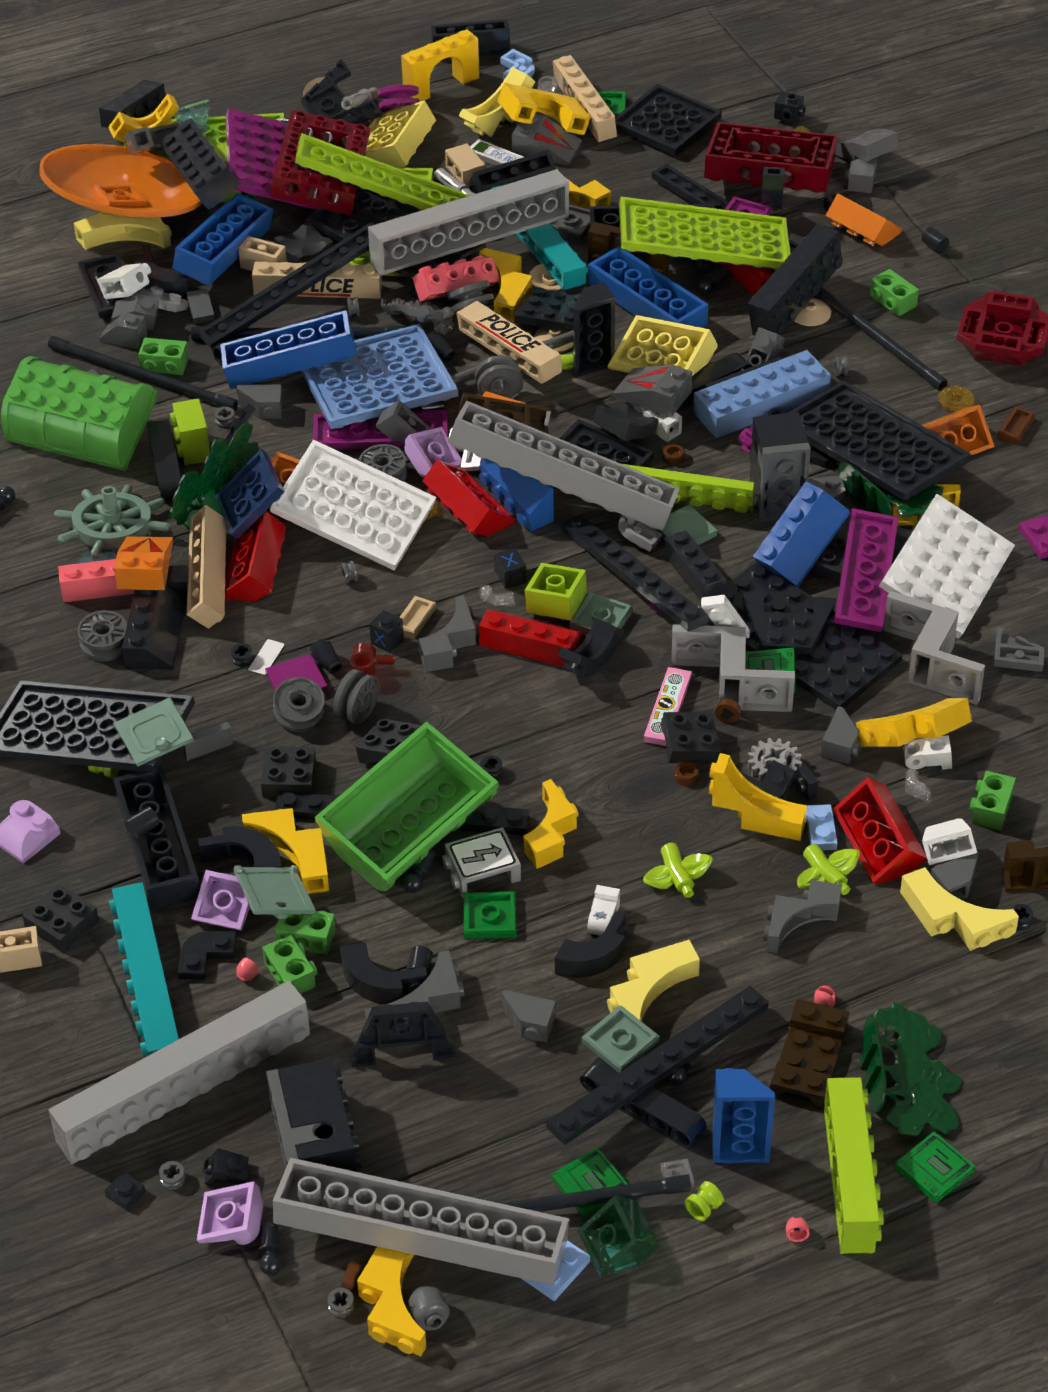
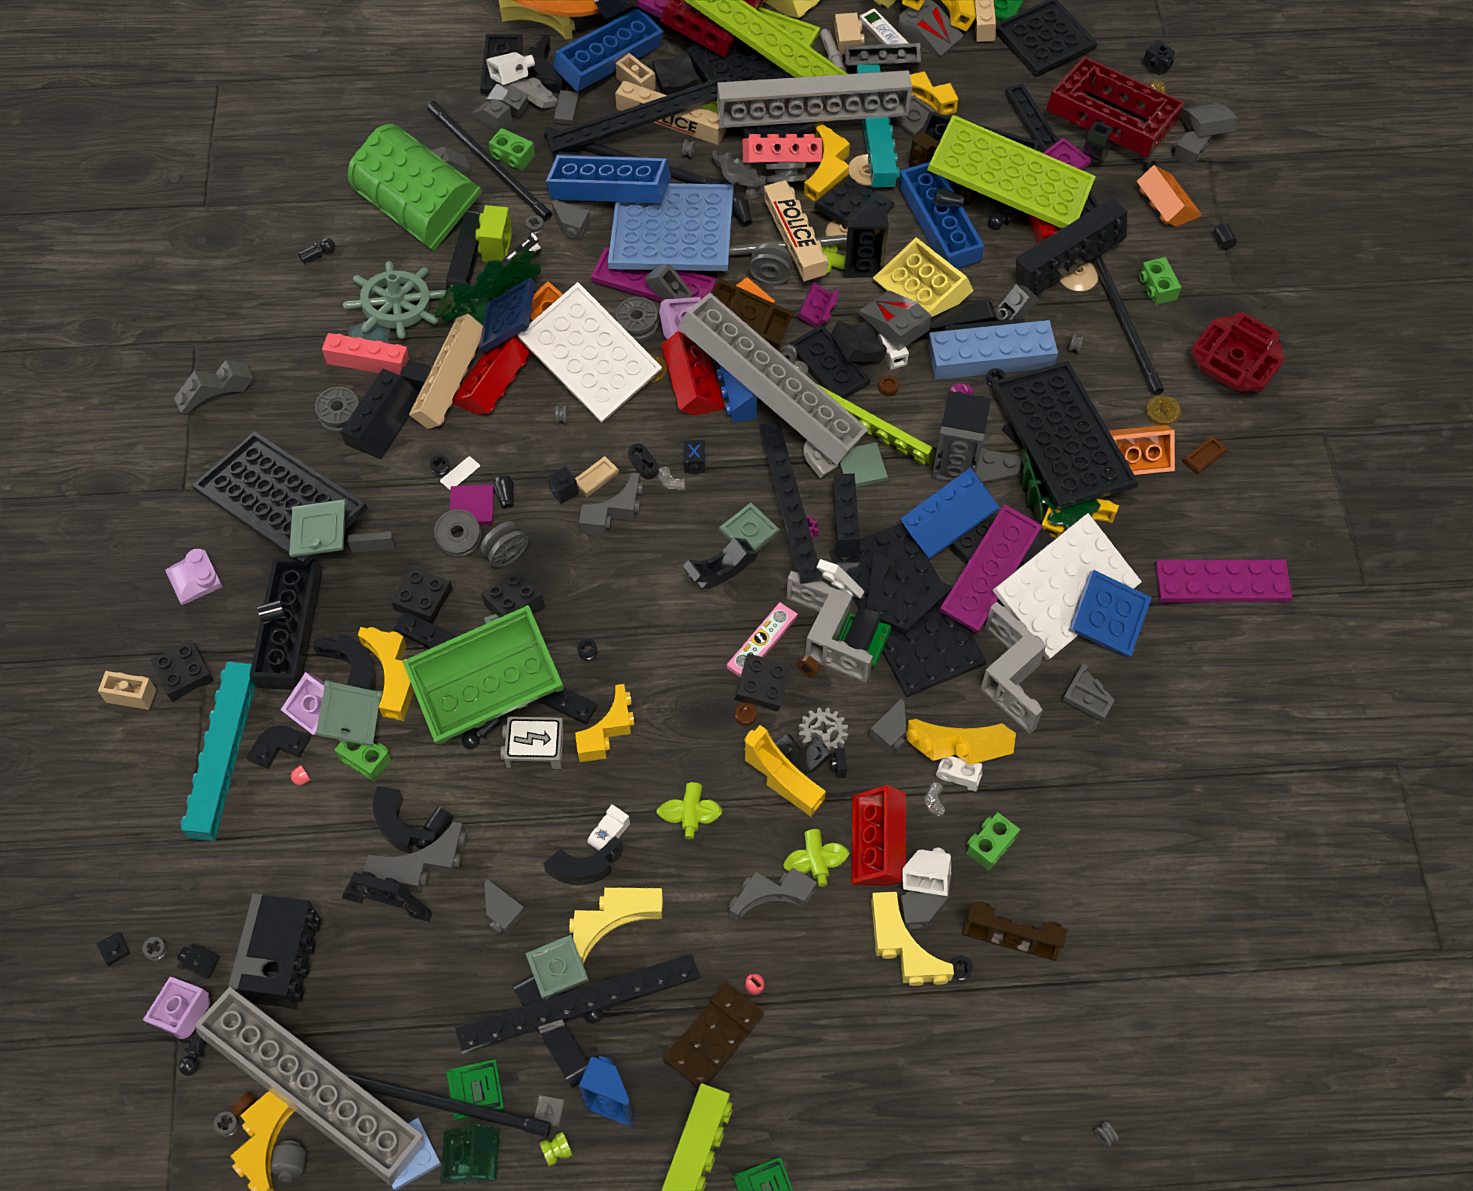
camera: 20 degrees right, 15 degrees up
(143, 563) = (391, 354): orange slope -> none
(179, 1072) = (197, 859): light grey brick -> none
(288, 962) = (329, 787): bright green brick -> none
(365, 659) = (534, 505): clear red piece -> none
(454, 586) = (647, 459): none -> black beam
(489, 915) = (518, 794): green tile -> none
(527, 637) = (679, 528): red slope -> none
(556, 591) = (718, 495): lime brick -> none
(565, 404) = (817, 305): none -> magenta bracket
(650, 272) = (947, 198): none -> black cone
(769, 653) = (862, 629): none -> black slope
(821, 826) = (833, 811): light blue plate -> none
(915, 1075) = (792, 1094): dark green plant -> none
(1001, 575) = (1110, 613): none -> blue plate

